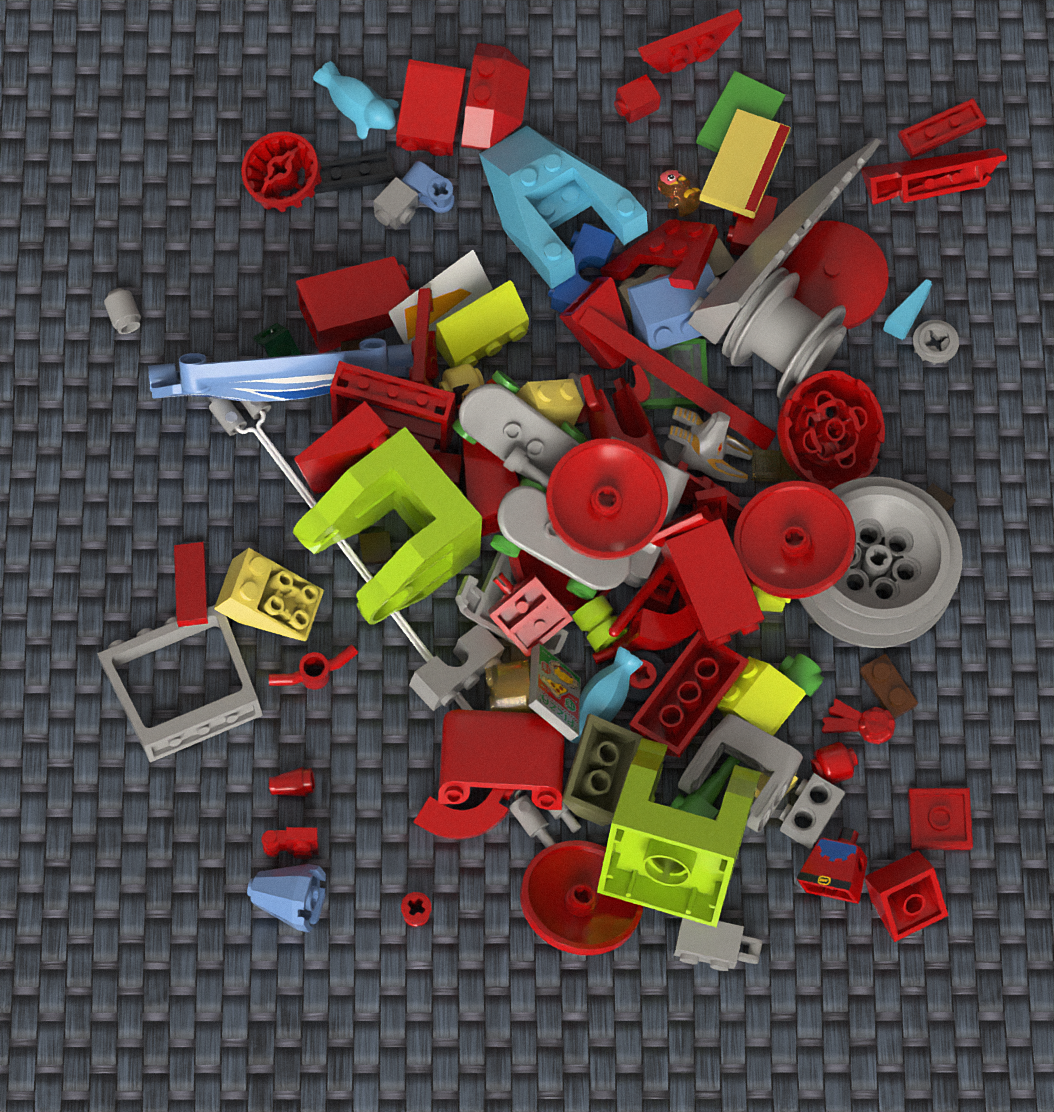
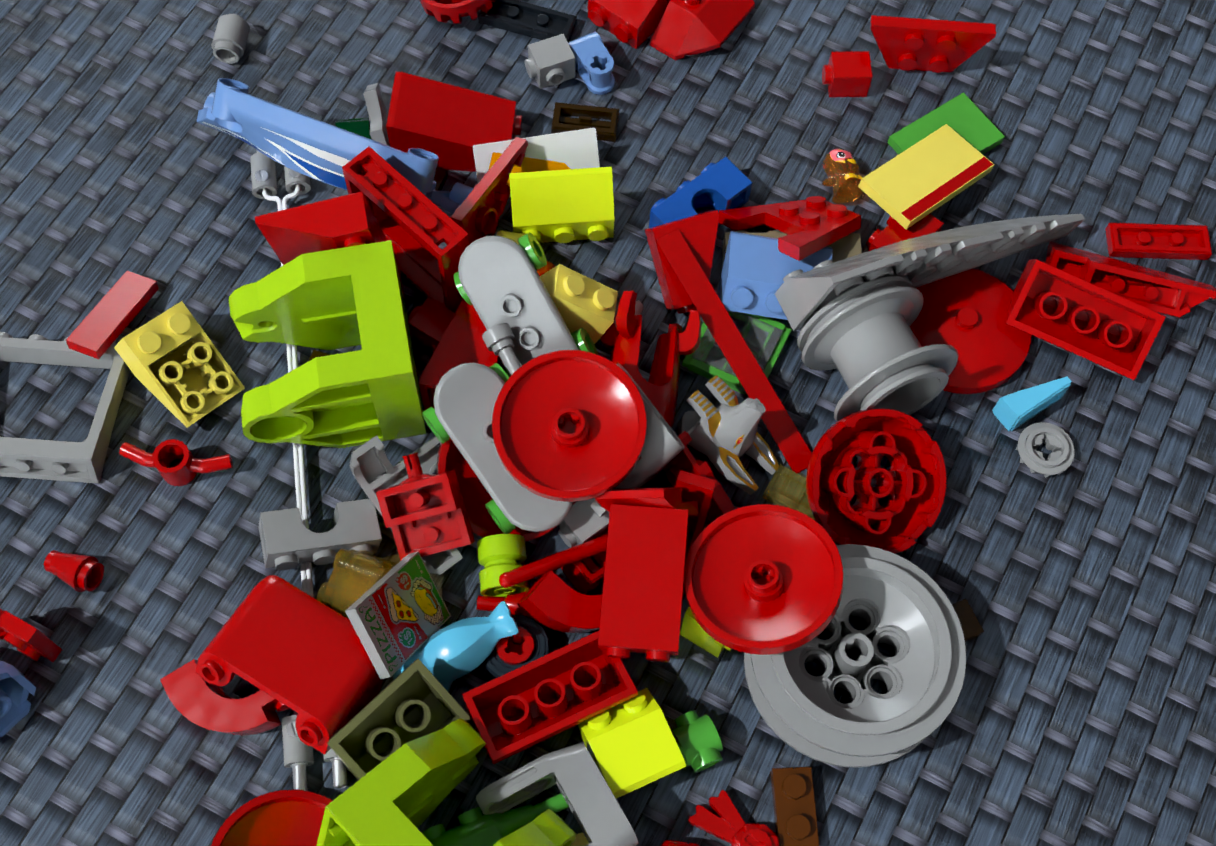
camera: 30 degrees right, 5 degrees down
(291, 324) = (376, 113): none -> light grey tile
(413, 900) = (91, 780): red bush -> none
(453, 252) = (604, 129): none -> dark brown tile
(543, 186) = (703, 106): medium azure wedge -> none
(916, 226) = (1083, 318): none -> red slope

